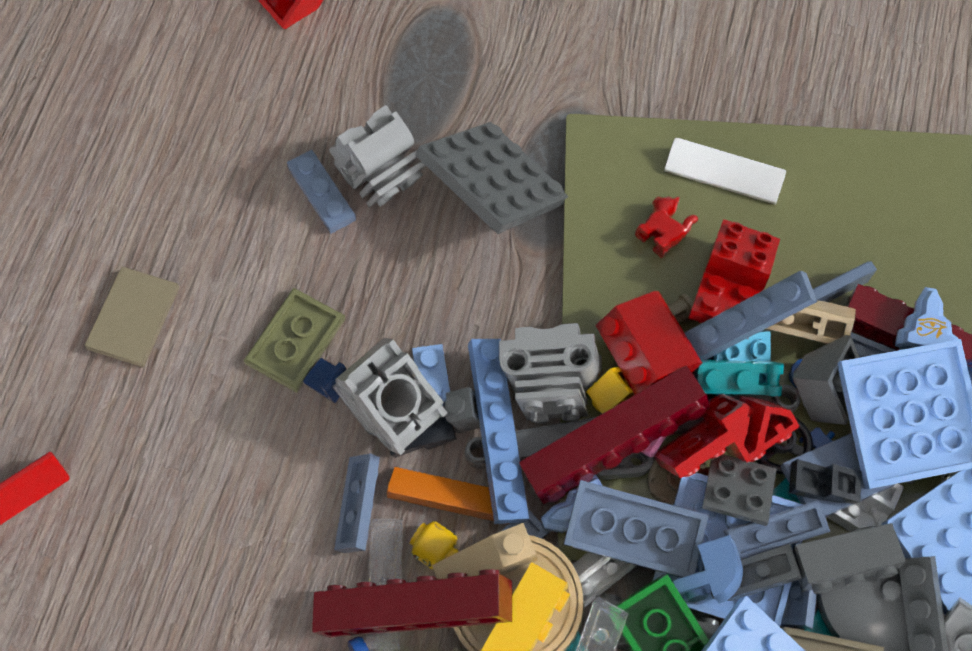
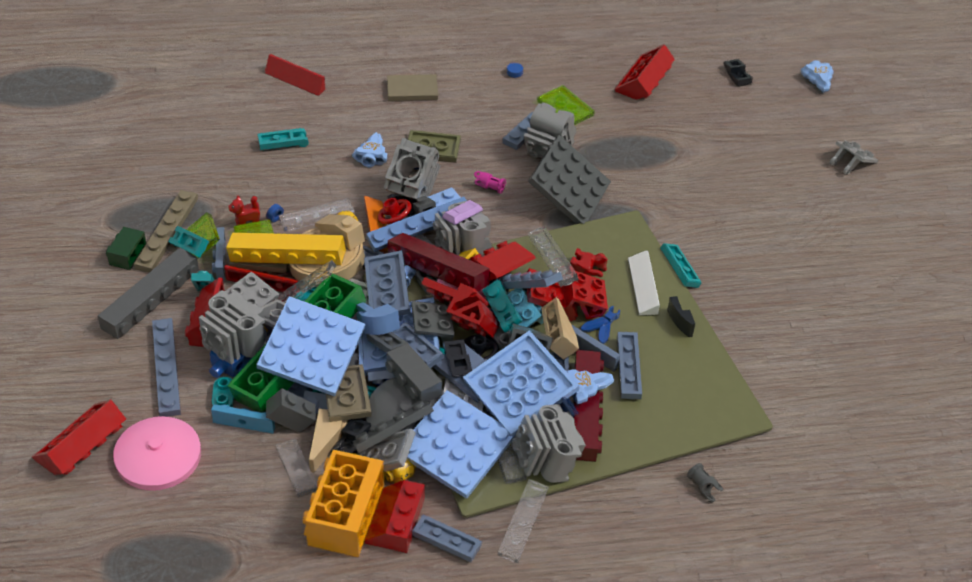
camera: 70 degrees right, 20 degrees down
(167, 144) = (515, 70): none -> blue tile
(170, 580) = (283, 139): none -> teal plate
(270, 439) = (371, 152): none -> light blue rock
(290, 109) = (565, 100): none -> clear neon green tile
(357, 503) = (353, 191): sand blue plate -> none
(413, 605) = (303, 210): dark red brick -> none
(422, 289) = (488, 181): none -> dark pink piece
(437, 453) = (393, 207): none -> red piece
(540, 357) = (462, 212): none -> lavender tile
(660, 266) = (552, 255): none -> clear plate
(696, 110) = (680, 265): none -> teal tile
(787, 259) = (602, 323): none -> blue piece
(819, 153) = (682, 318): none -> black slope
(889, 262) = (629, 365): none -> sand blue plate

